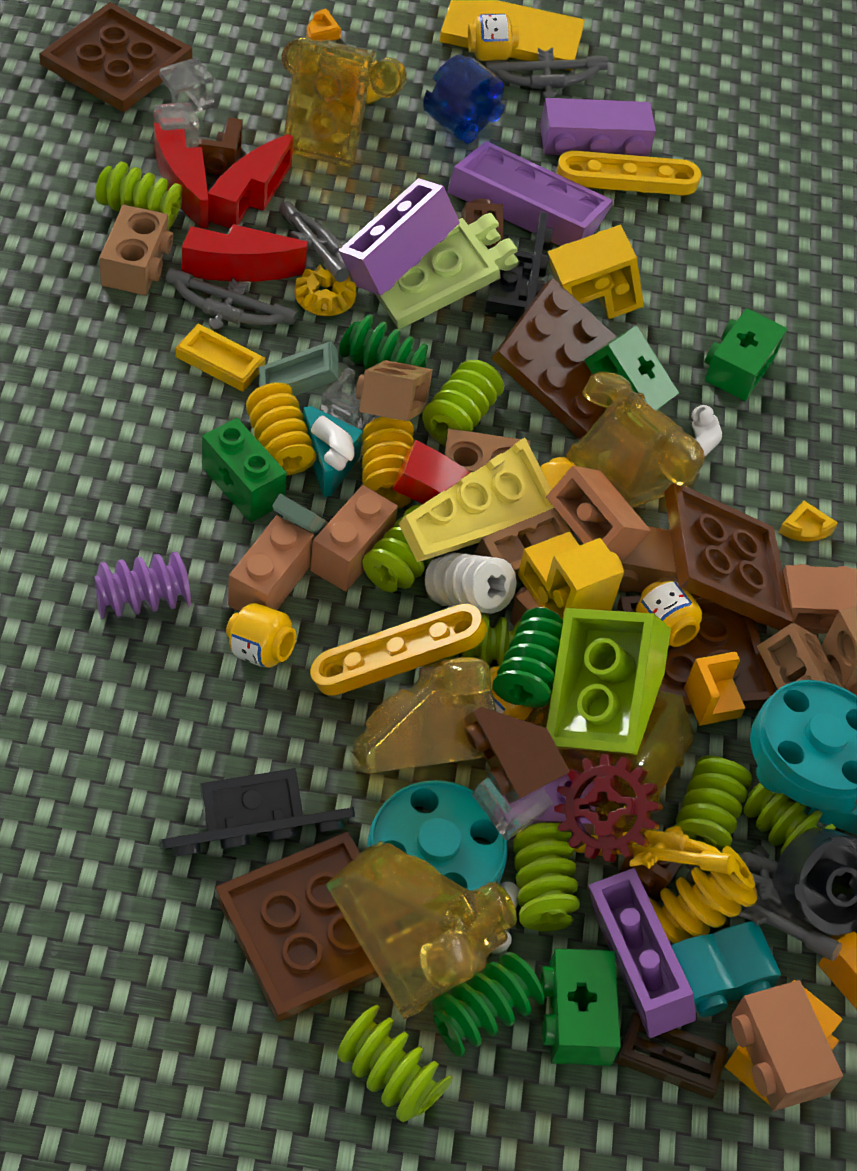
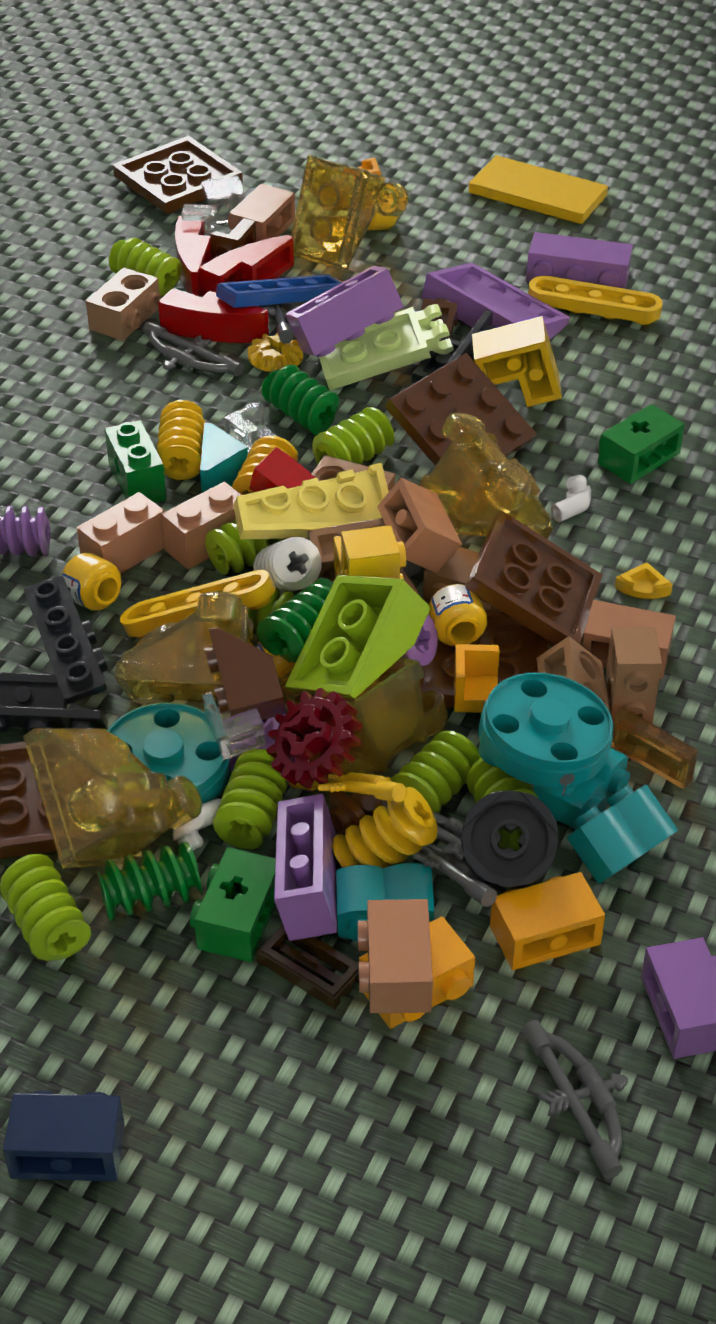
camera: 25 degrees right, 10 degrees down
(220, 357) = (159, 386): yellow tile -> none
(240, 96) = (269, 208): none -> brick
(278, 724) = (67, 640): none -> black bracket
(299, 514) = (154, 491): sand green tile -> none
(304, 369) = (224, 399): sand green tile -> none
(307, 211) = (275, 290): none -> blue tile
(338, 439) = (217, 447): white arm -> none
(394, 390) = (285, 417): medium nougat brick -> none
(464, 97) = (460, 225): clear blue brick -> none
(492, 37) = (508, 186): yellow head -> none
(546, 63) = (556, 212): dark grey piece -> none
(635, 361) = (518, 432): brick -> none

